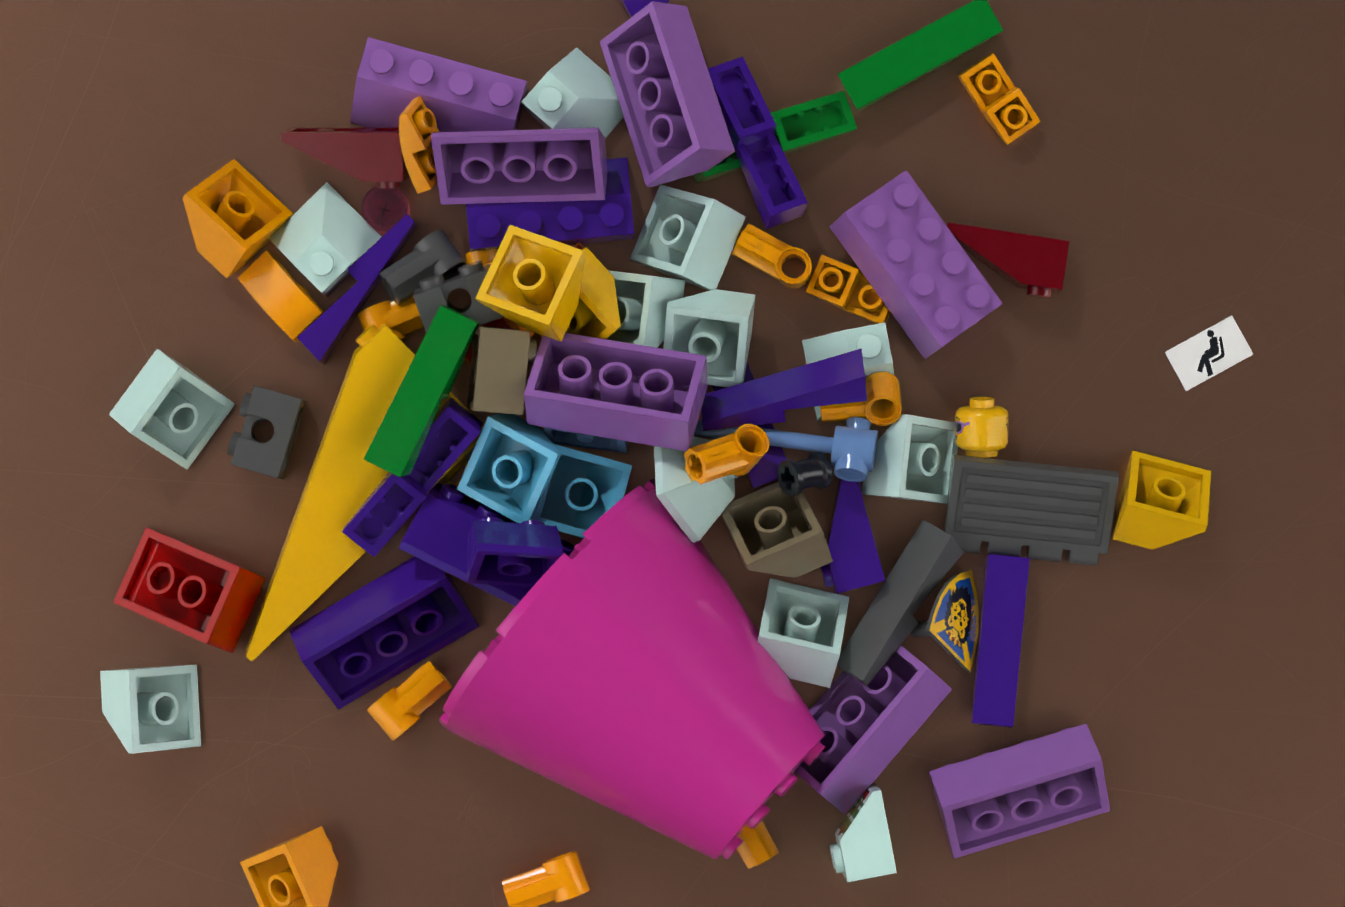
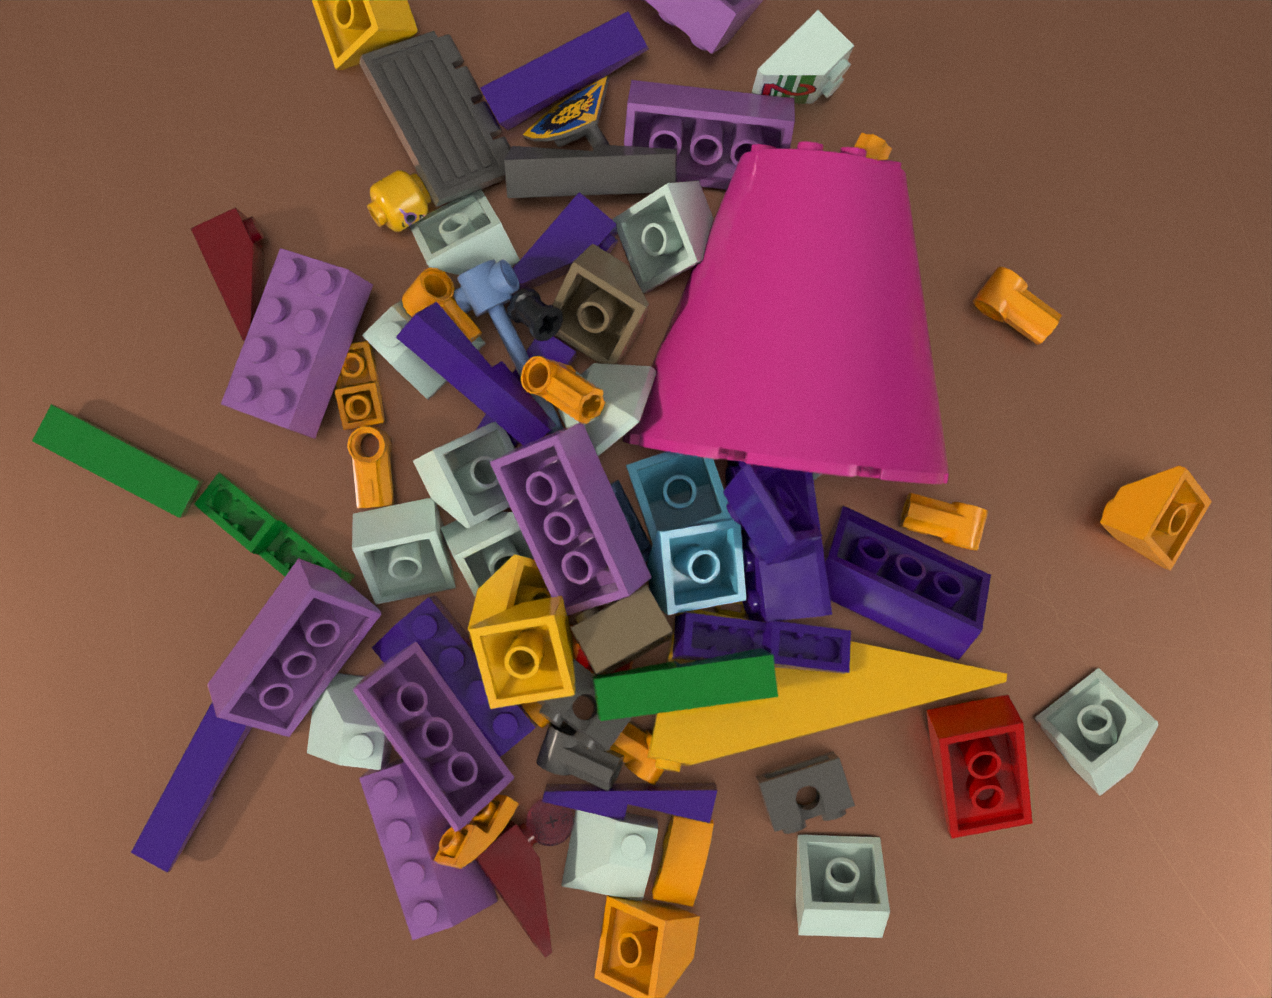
camera: 125 degrees left, 0 degrees up
(755, 144) = (294, 534): dark purple slope -> none
(998, 98) = (116, 372): light orange slope -> none
(1209, 353) = (214, 61): white sticker -> none

